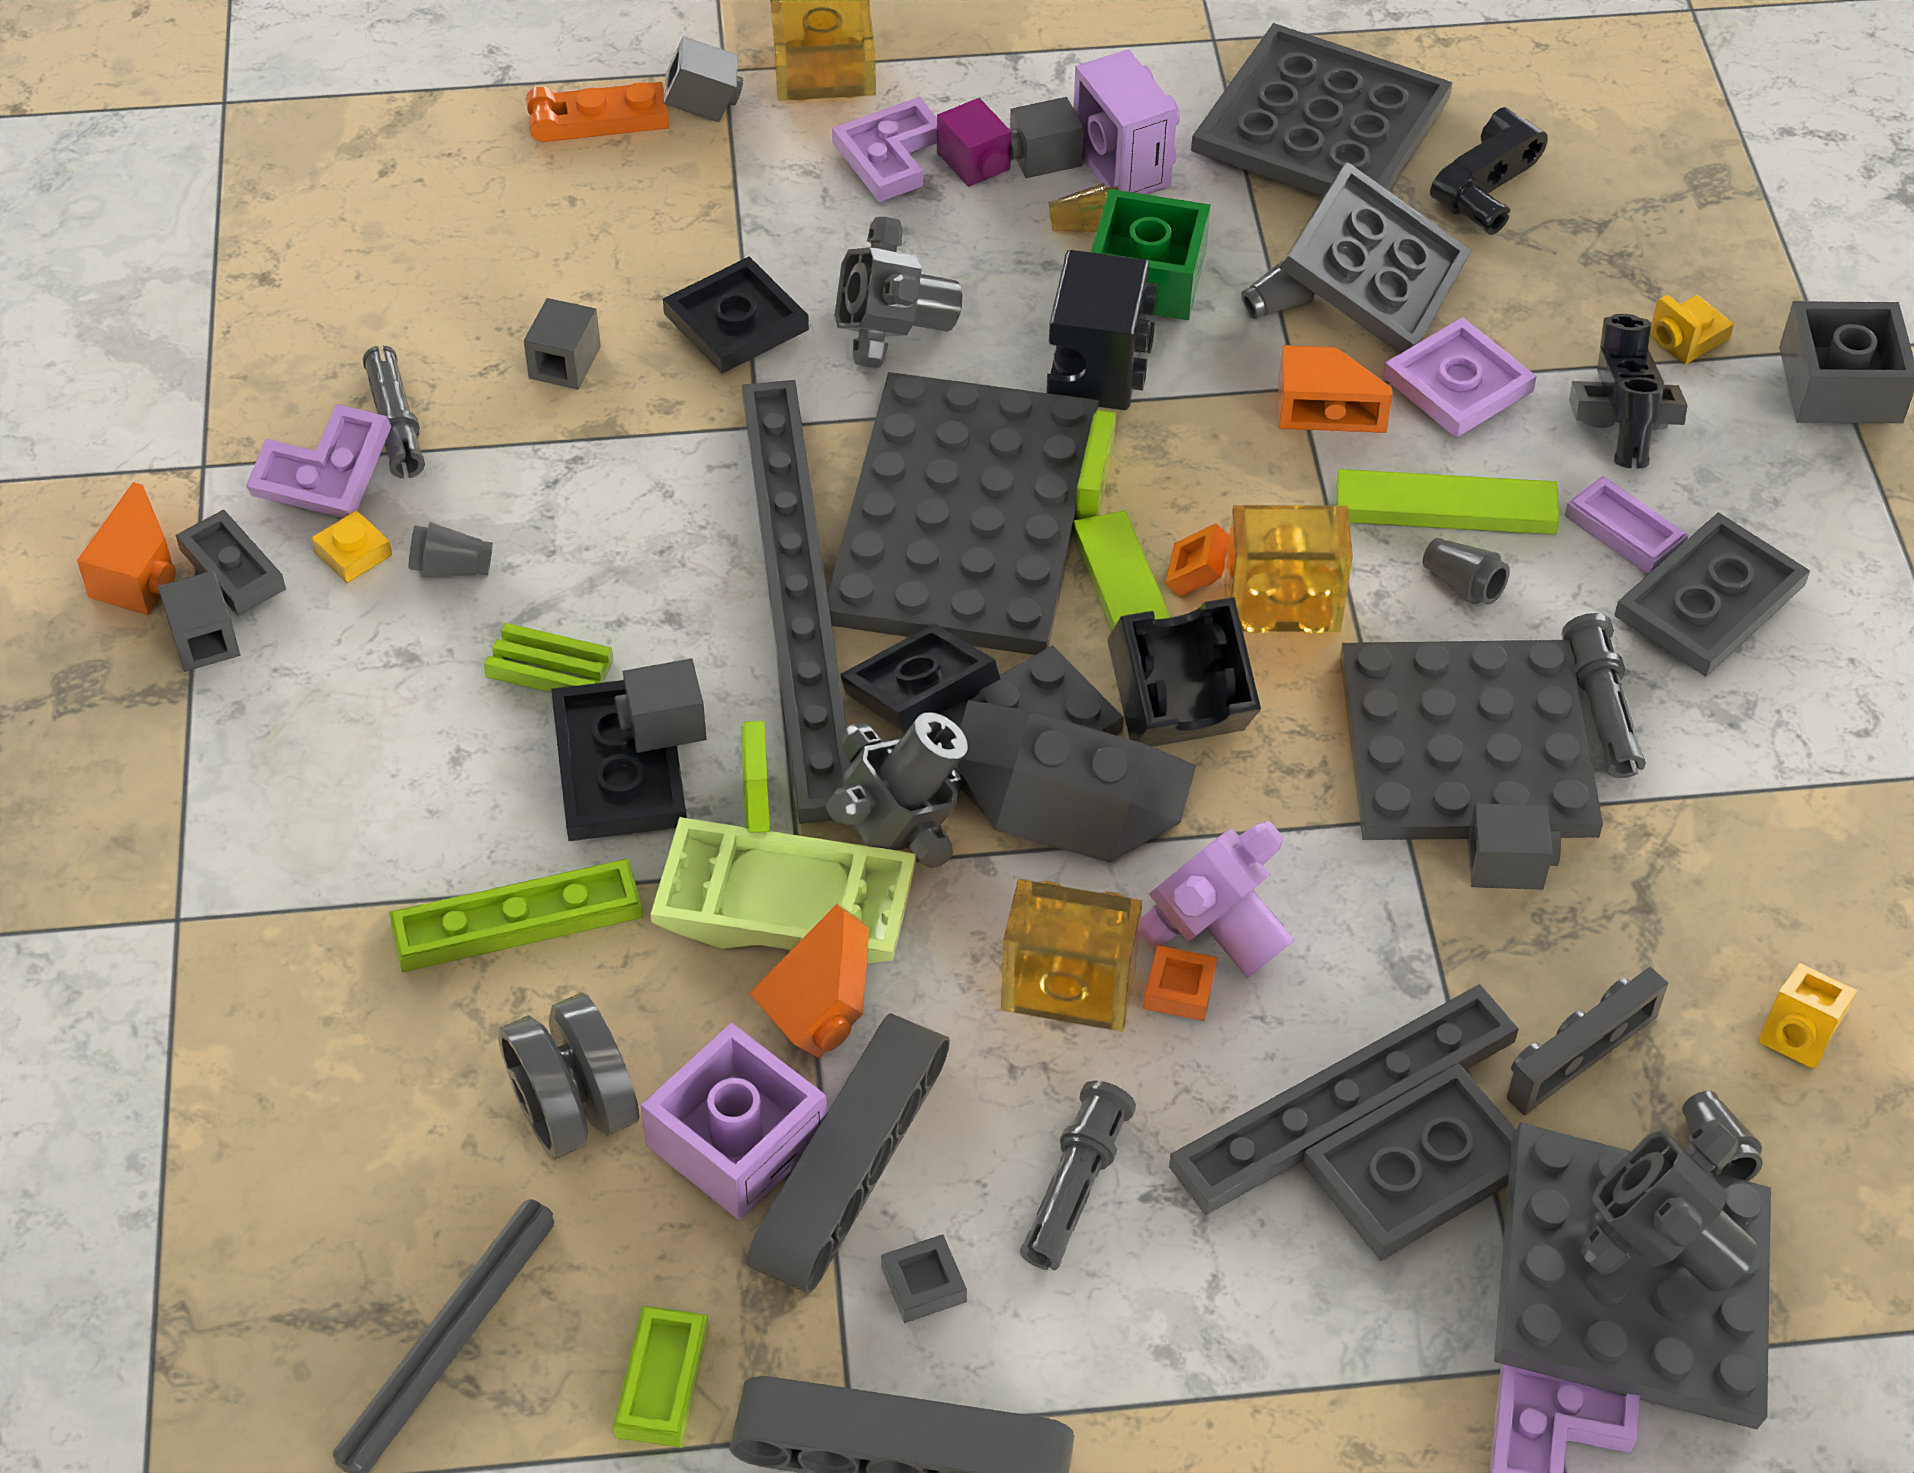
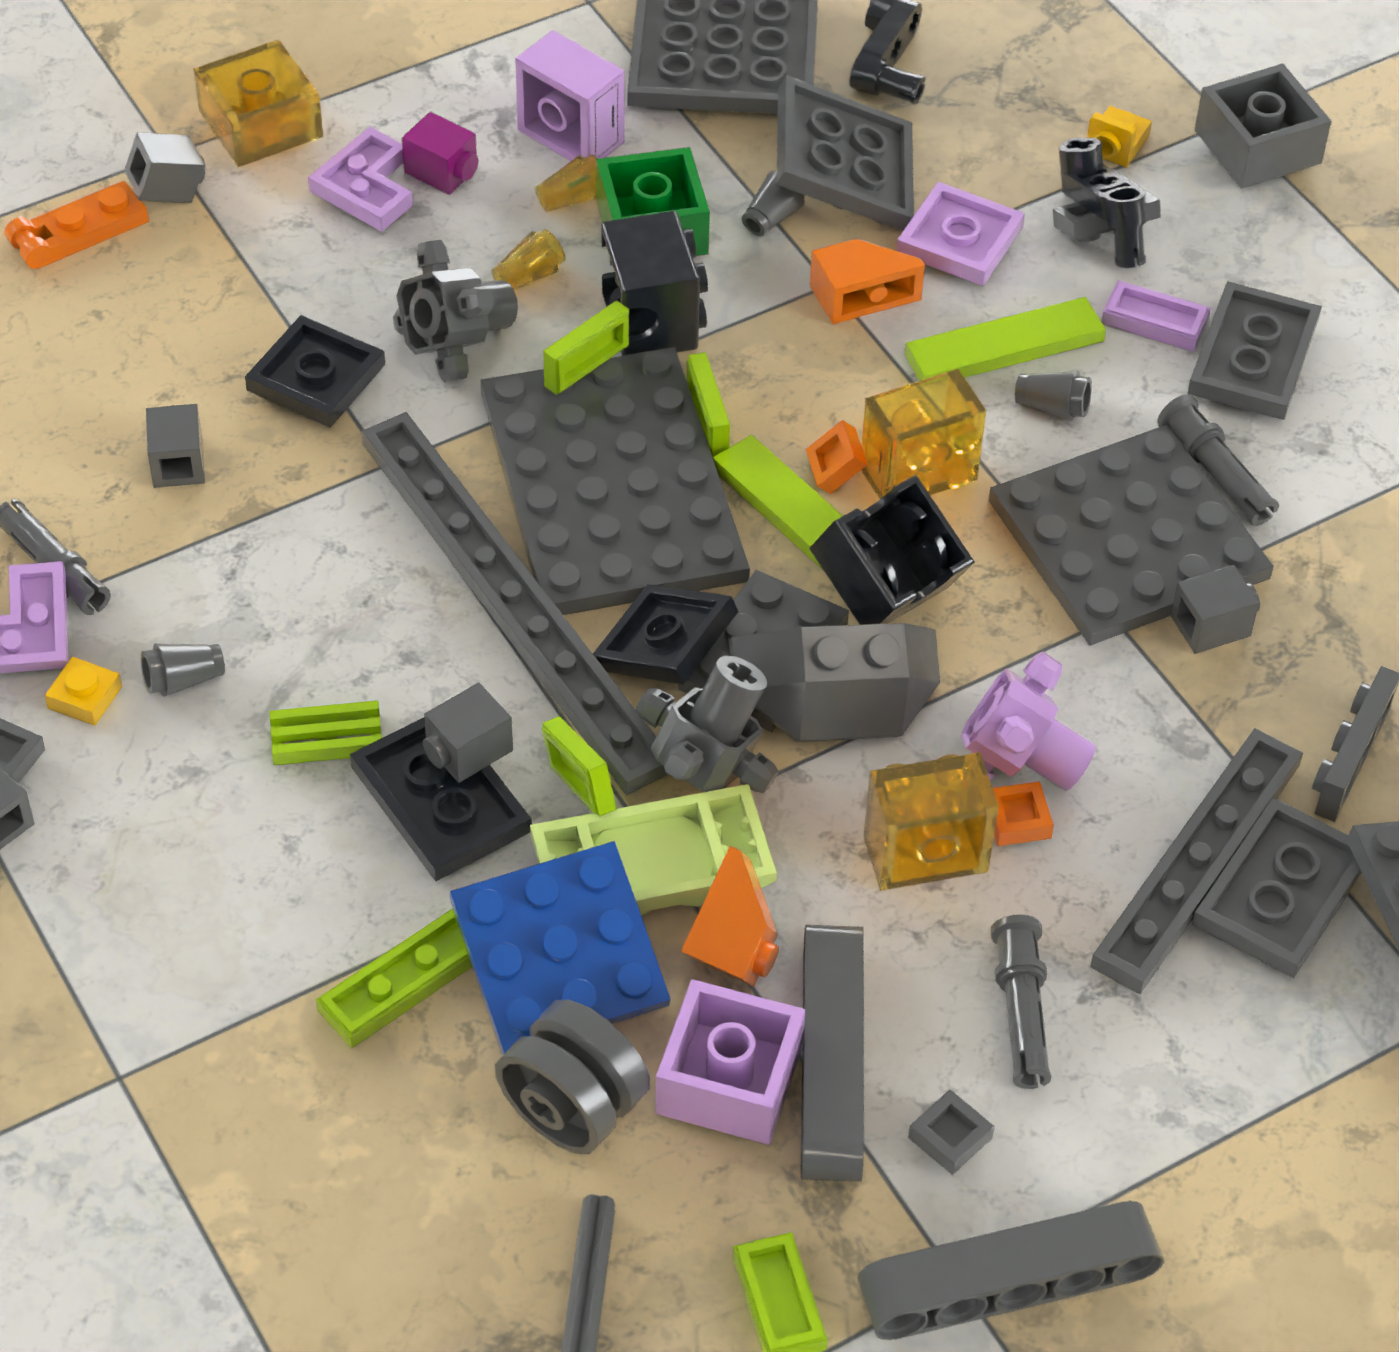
camera: 25 degrees left, 0 degrees up
(642, 942) = (559, 936): none -> blue plate
(996, 370) = (586, 347): none -> lime tile
(1001, 273) = (531, 260): none -> clear yellow cone
(1046, 137) = (503, 129): dark grey brick -> none

